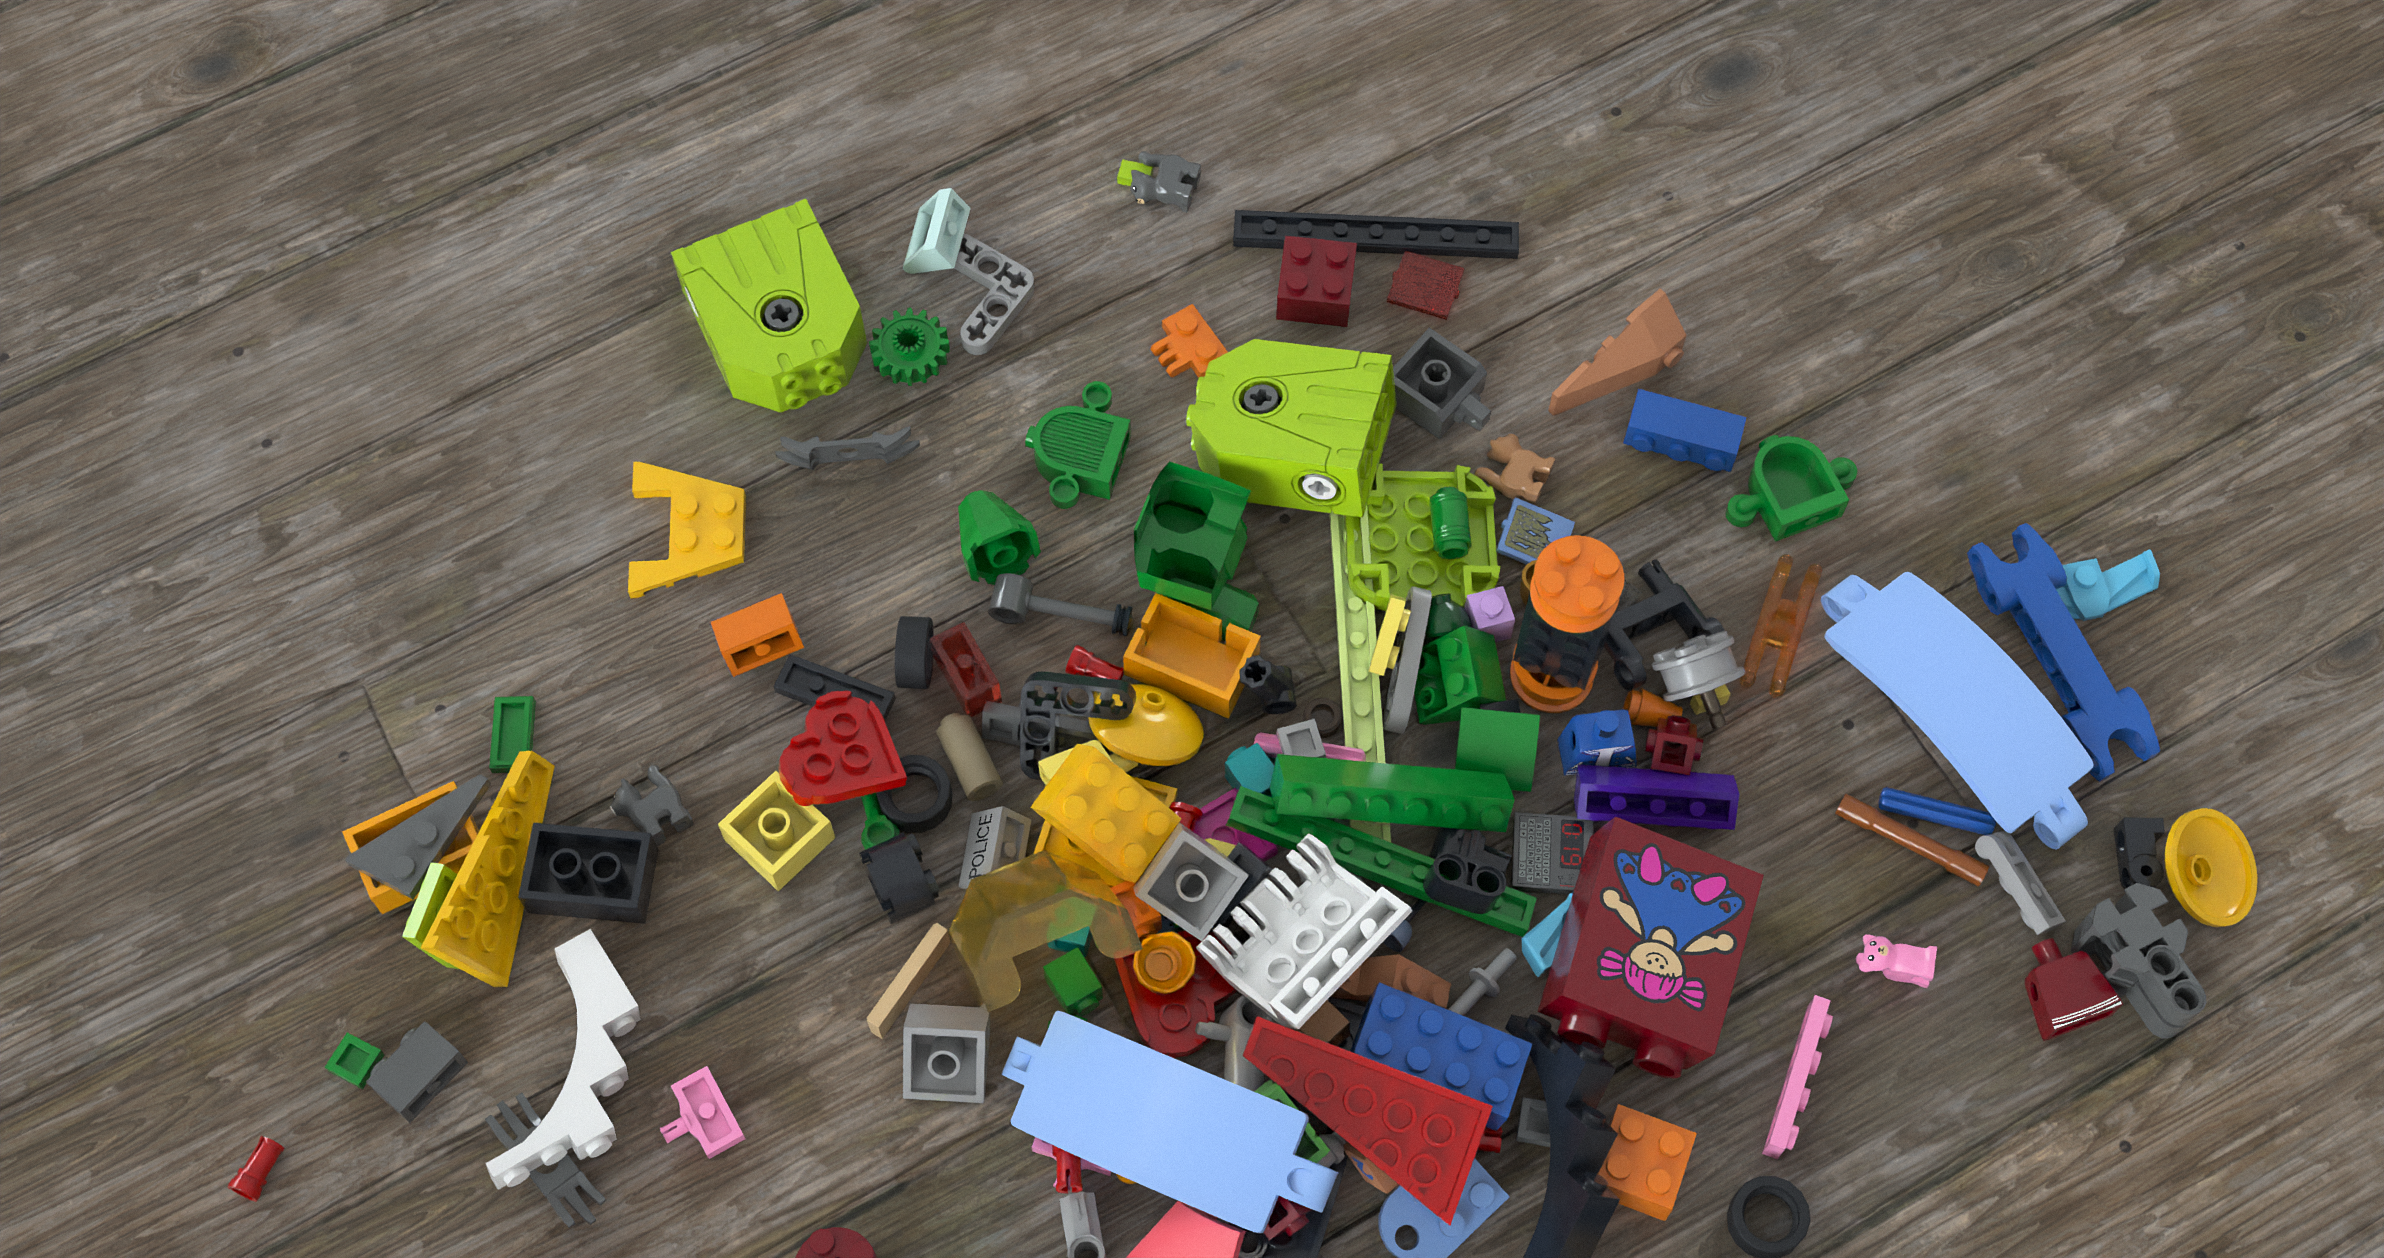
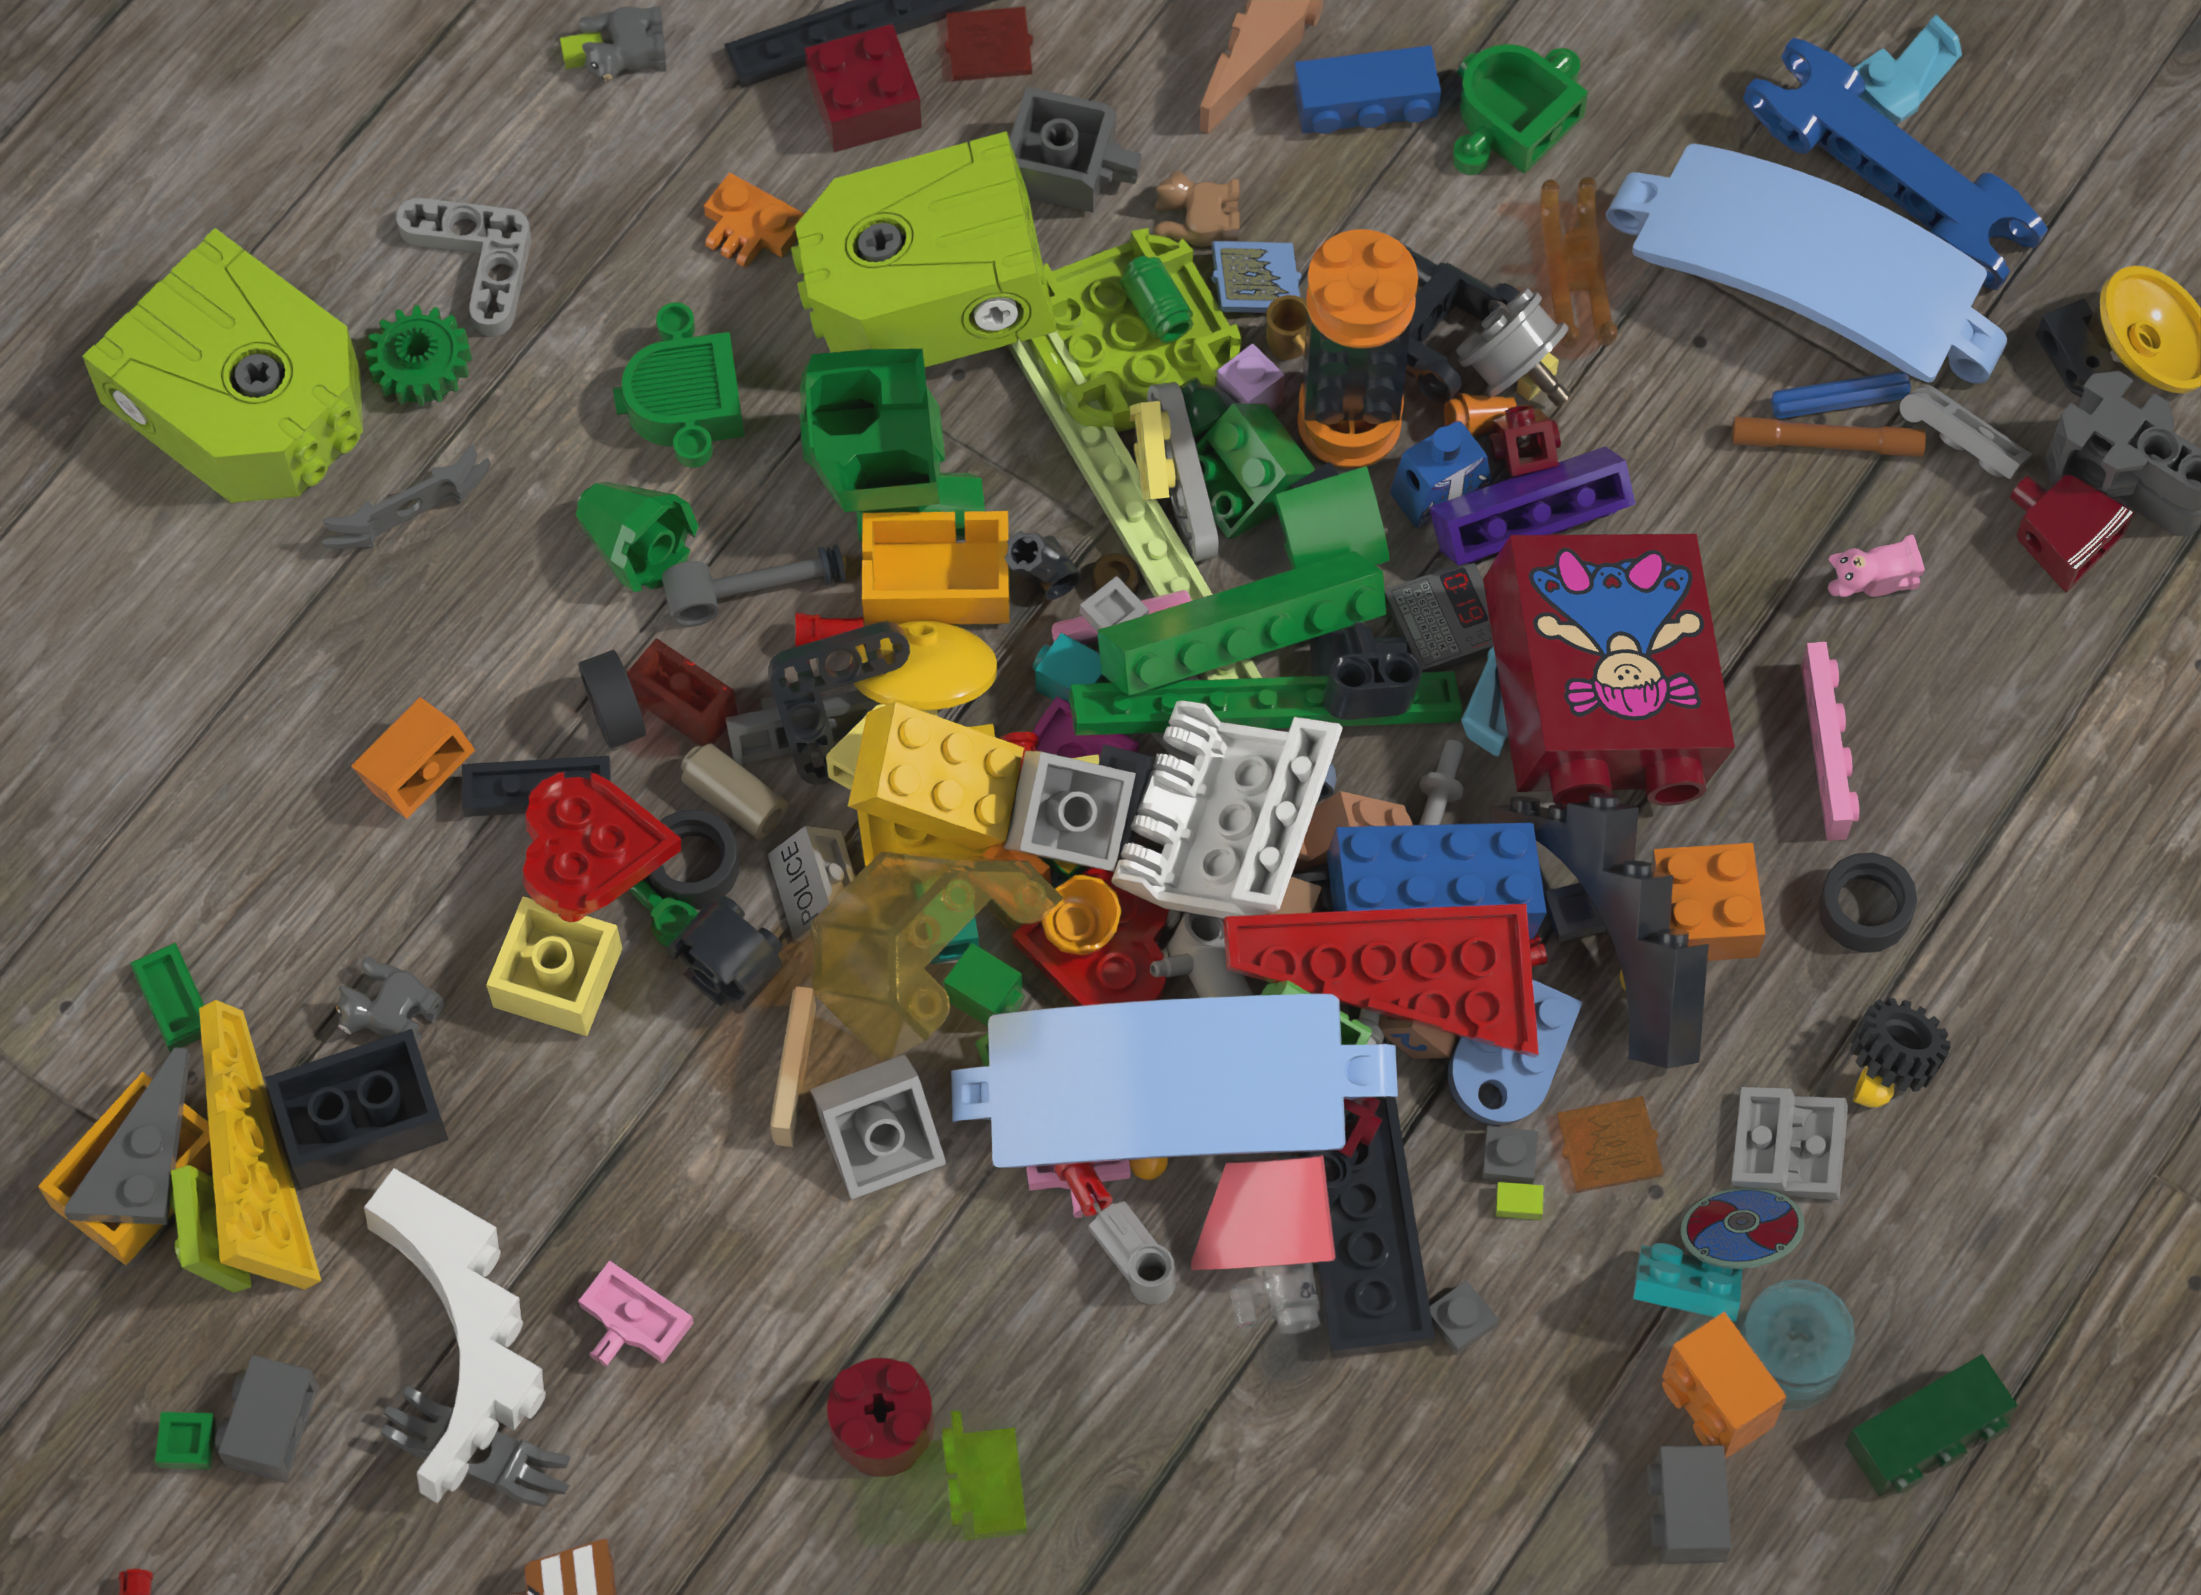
camera: 25 degrees left, 0 degrees up
(704, 527) = (277, 664): yellow wing -> none
(943, 240) = (397, 209): light aqua tile -> none

